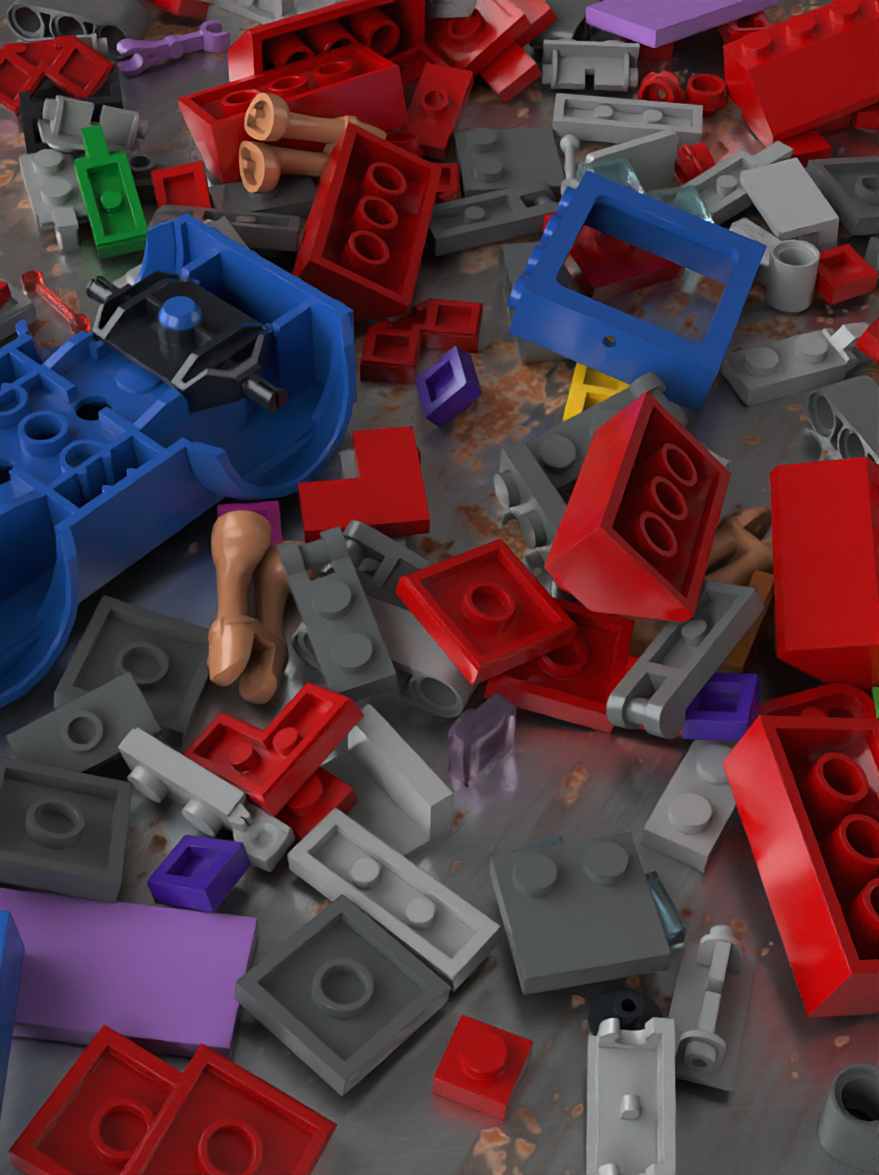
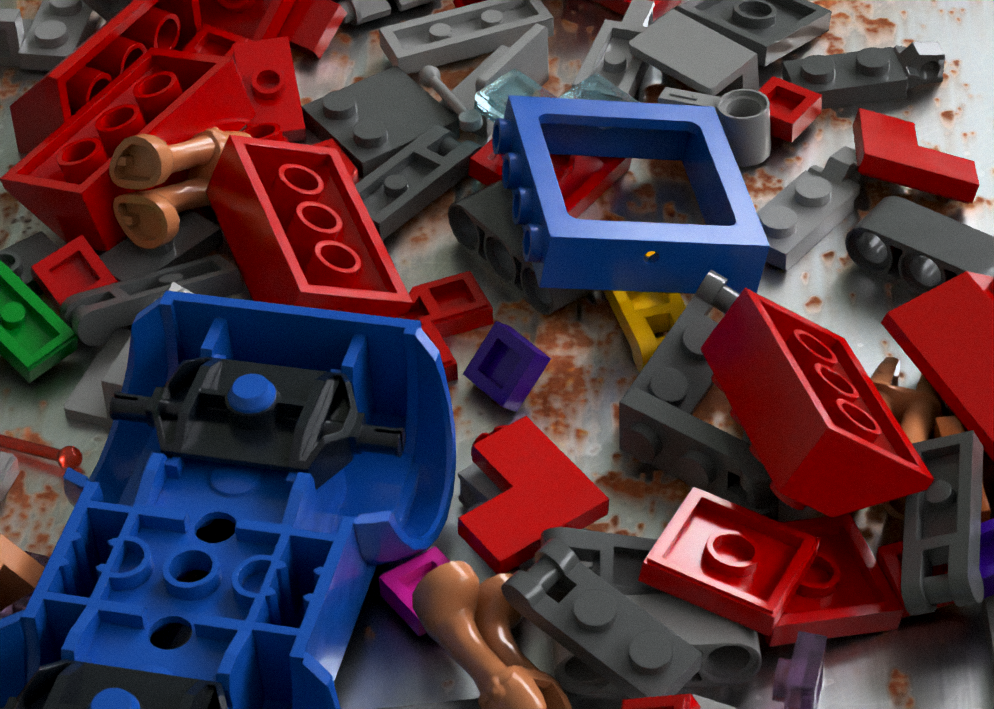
camera: 25 degrees left, 5 degrees down
(692, 161) = (567, 51): red plate -> none

